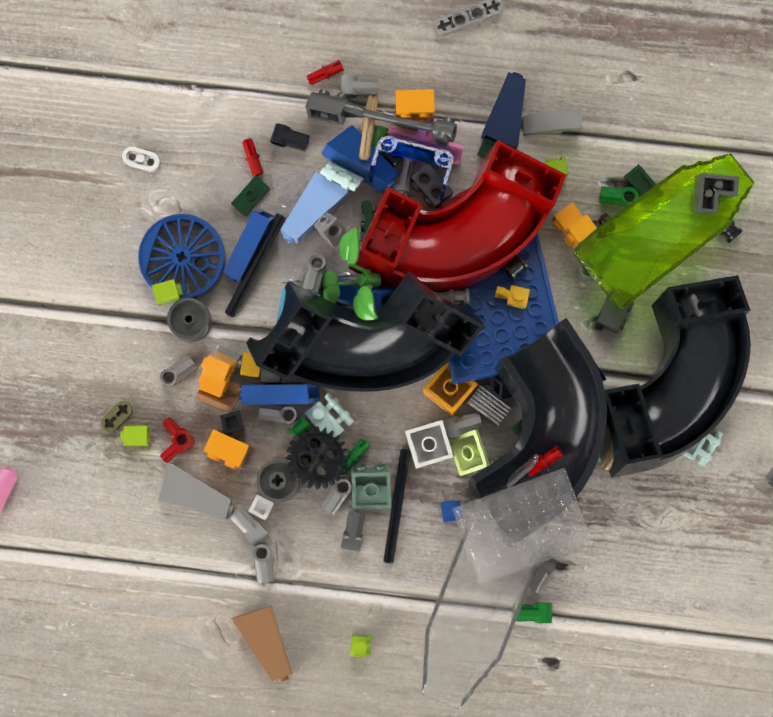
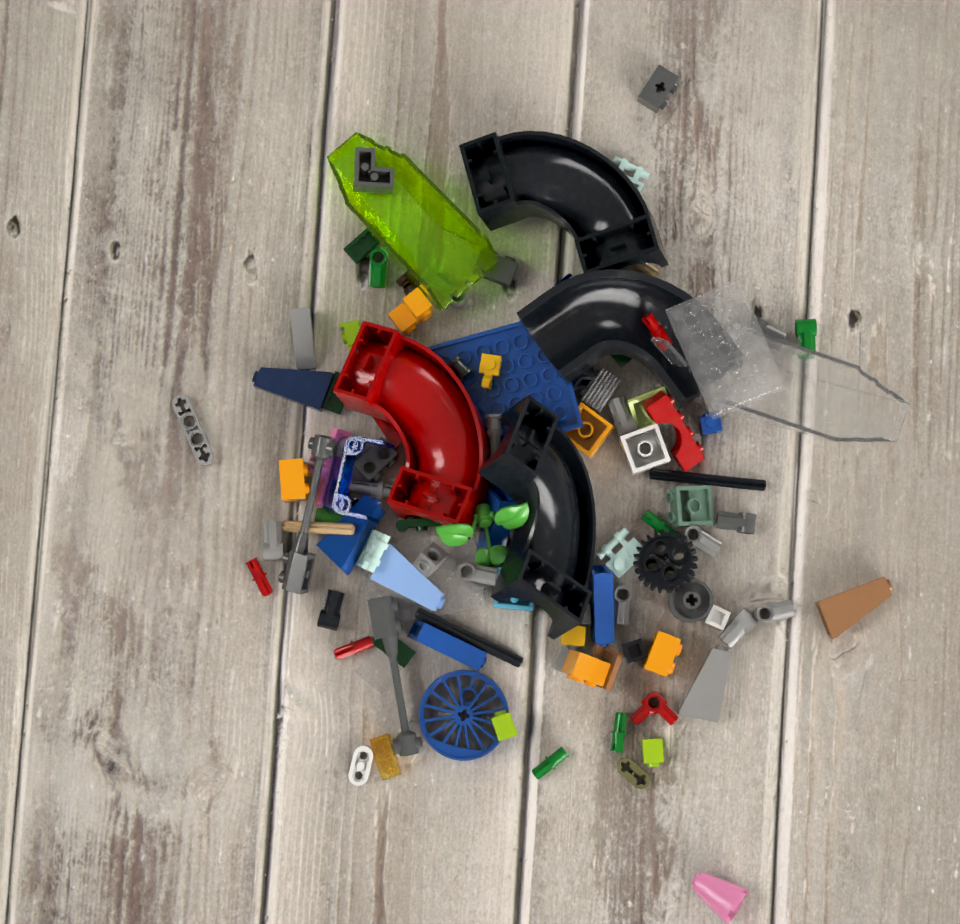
camera: 90 degrees left, 0 degrees up
(131, 337) = (550, 763): none -> green axle
(147, 181) = (385, 757): none -> clear yellow slope
(156, 404) = (618, 732): none -> green axle
(180, 370) = (582, 709): light grey piece -> none
(185, 309) = (518, 705): dark grey wheel -> none
(268, 186) = (386, 627): none -> dark grey bar
(302, 424) = (633, 581): green bush -> none
(360, 645) = (850, 508): lime brick -> none
(464, 461) = (685, 450): none -> red arch
(731, 232) = (410, 151): black wheel -> none

